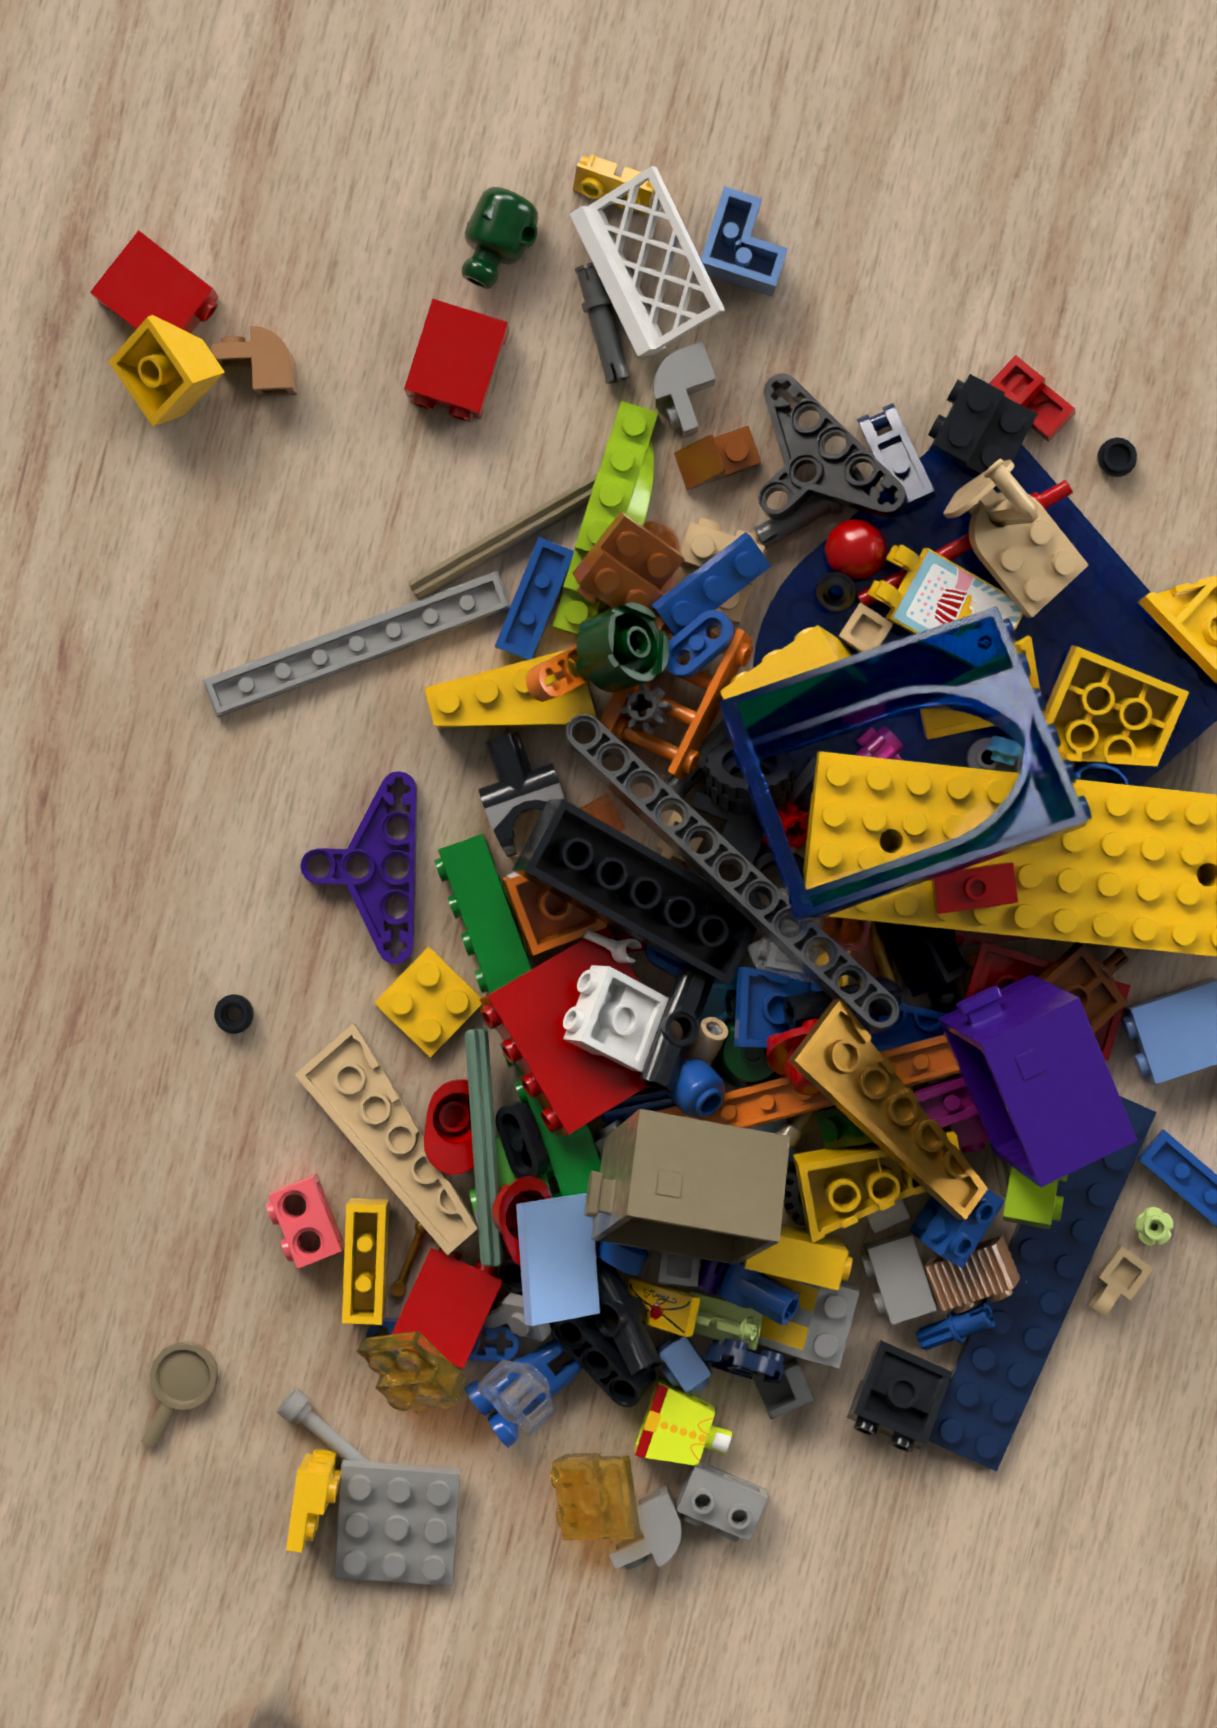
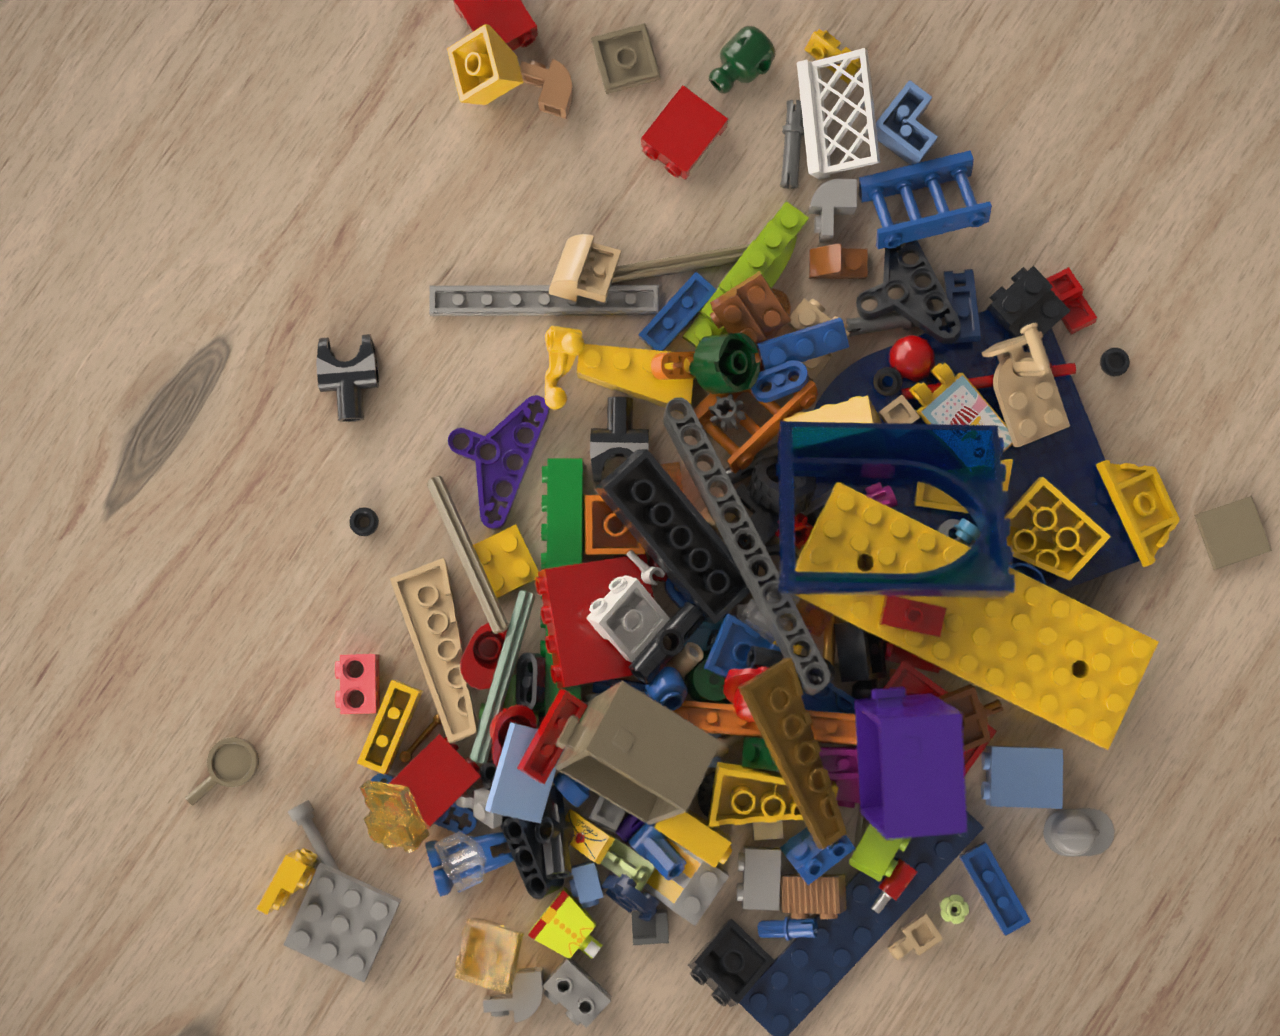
camera: 15 degrees right, 5 degrees down
(143, 837) = (348, 377): none -> black connector
(344, 287) = (625, 58): none -> dark tan tile
(382, 1009) = (467, 555): none -> dark tan axle
(395, 588) = (584, 269): none -> tan brick
(406, 701) = (563, 347): none -> yellow piece
(571, 1230) = (542, 752): none -> red plate
(779, 306) = (918, 176): none -> blue fence
(1070, 1226) = (895, 885): none -> red piece

